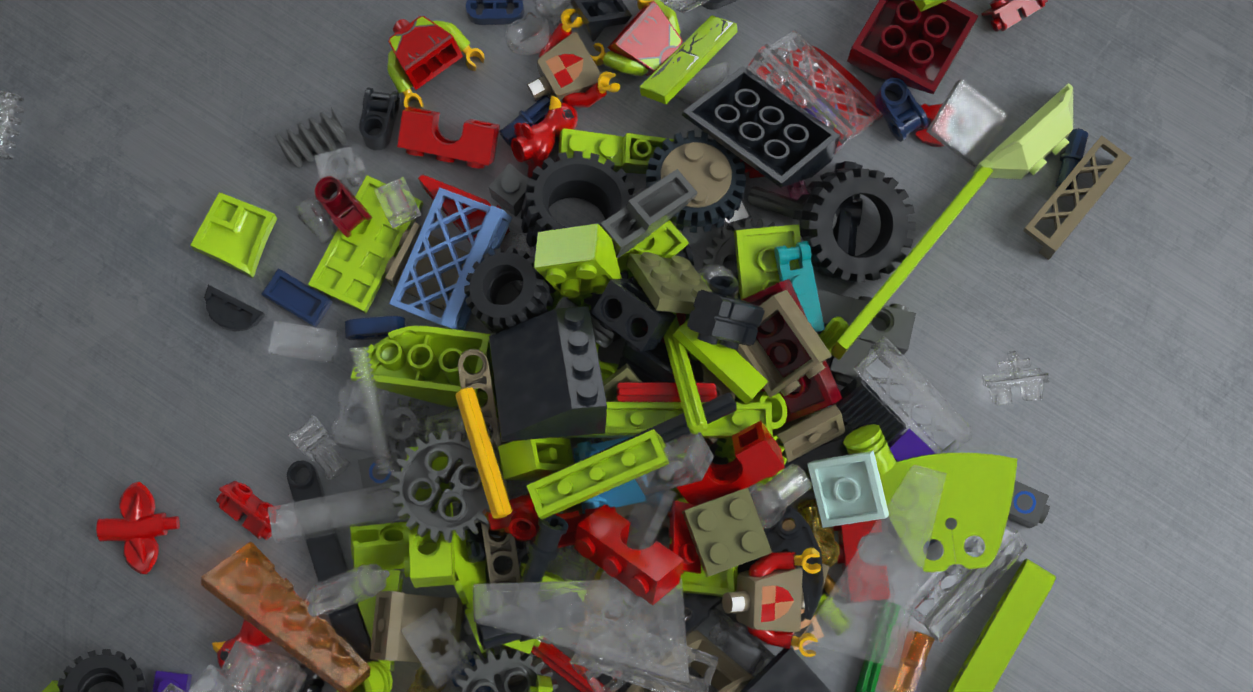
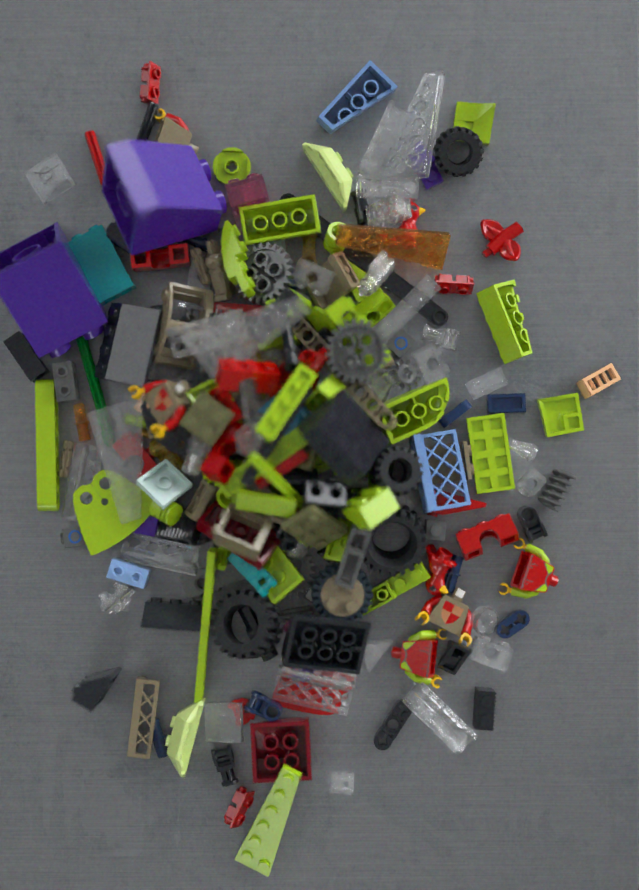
camera: 145 degrees right, 10 degrees up
(172, 251) = (588, 387): none -> light nougat slope
(215, 407) = (505, 320): none -> lime wedge
(230, 312) = (534, 373): black plate -> none
(344, 207) = (511, 462): dark red piece -> none
(366, 378) = (415, 358): clear piece -> none
(397, 202) = (486, 482): clear brick -> none
(483, 453) = (349, 377): yellow axle -> none
(688, 59) = (390, 660): lime tile -> none
(725, 319) = (274, 522): black brick -> none
(950, 303) = (172, 614): none -> black slope
(969, 627) = (66, 456): none -> dark tan axle
(976, 403) = (129, 573): none -> light blue brick
(1000, 71) = (224, 763): none -> black connector
(1122, 272) = (93, 689): none -> black slope

